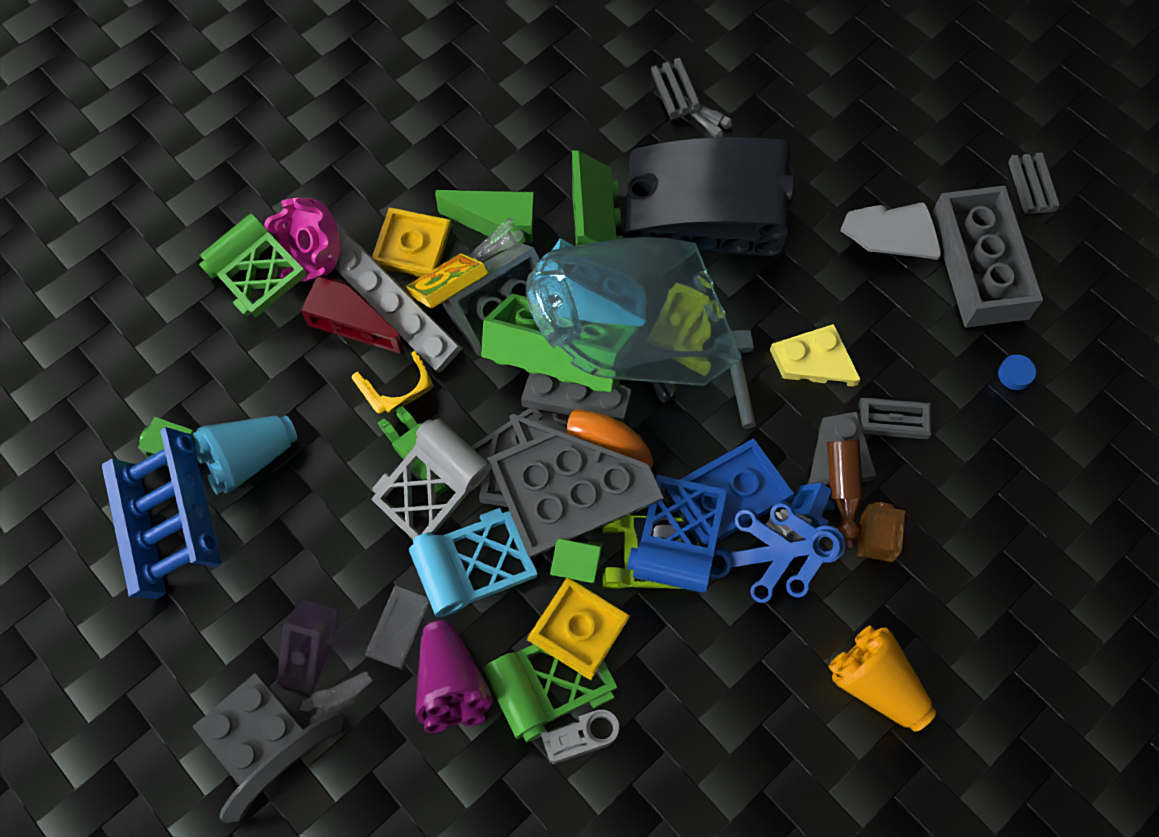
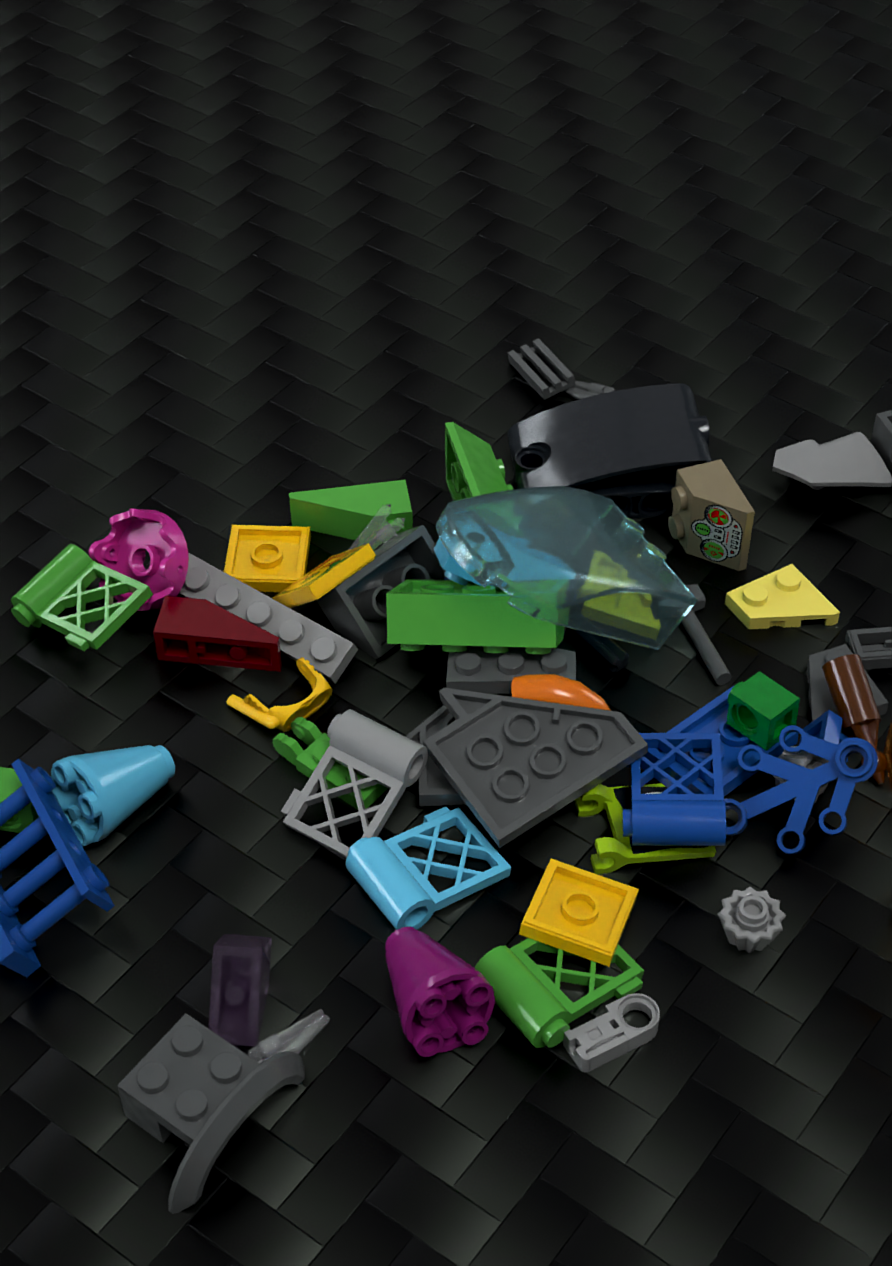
camera: 10 degrees left, 20 degrees down
(397, 627) = (349, 954): clear tile -> none
(576, 559) = (558, 836): bright green panel -> none
(711, 660) = (751, 919): none -> light grey piece
(766, 475) = (761, 709): none -> green brick
(776, 270) = (711, 515): none -> dark tan slope

